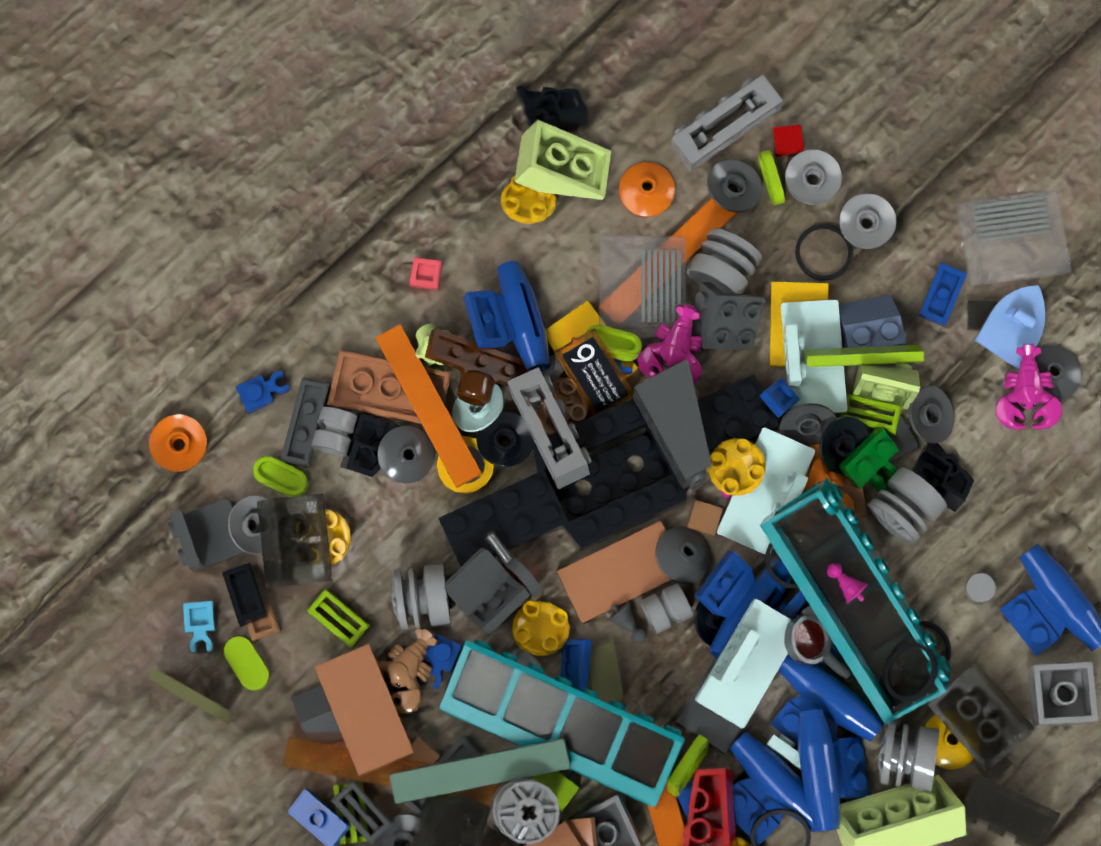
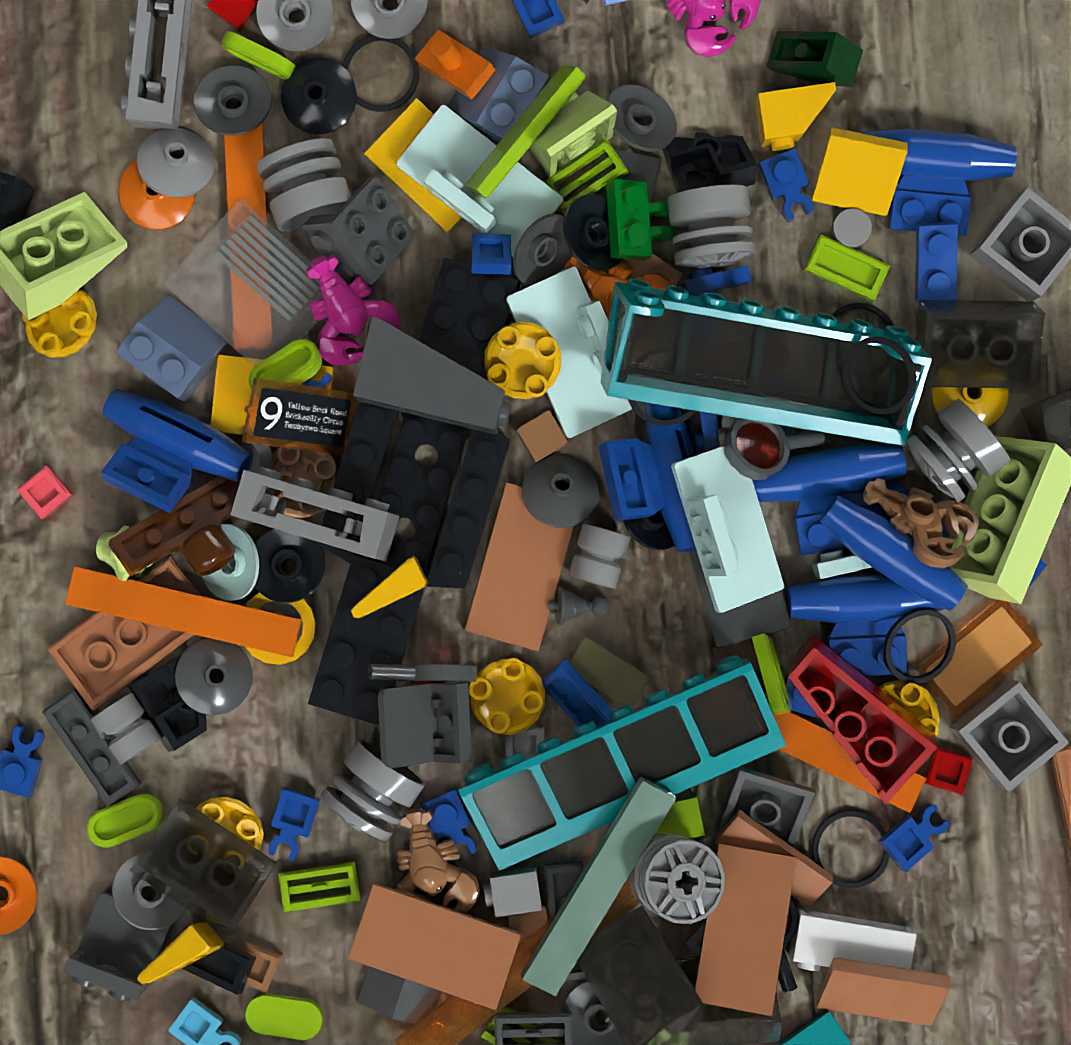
camera: 50 degrees left, 10 degrees up
(238, 571) = (187, 948): none -> yellow slope
(366, 568) = (294, 817): none -> blue plate
(433, 729) = (513, 891): none -> light grey brick
(551, 507) = (399, 584): none -> yellow slope
(569, 272) = (173, 348): none -> sand blue slope
(663, 189) = (175, 176): none -> light grey dish
(775, 242) = (328, 111): none -> black dish
(850, 586) = (745, 358): dark pink piece -> none
(852, 771) = (923, 521): none -> medium nougat animal
(865, 287) = (455, 64): none -> orange tile
(880, 537) = (706, 281): none -> blue plate
(955, 605) = (846, 268): none -> lime tile
(973, 526) = (785, 178): none -> blue plate
(1005, 651) = (936, 261): none -> blue plate
(1011, 496) = (788, 113): none -> yellow slope
(1014, 561) = (859, 171): none -> yellow tile
(1055, 482) = (815, 57): none -> dark green slope

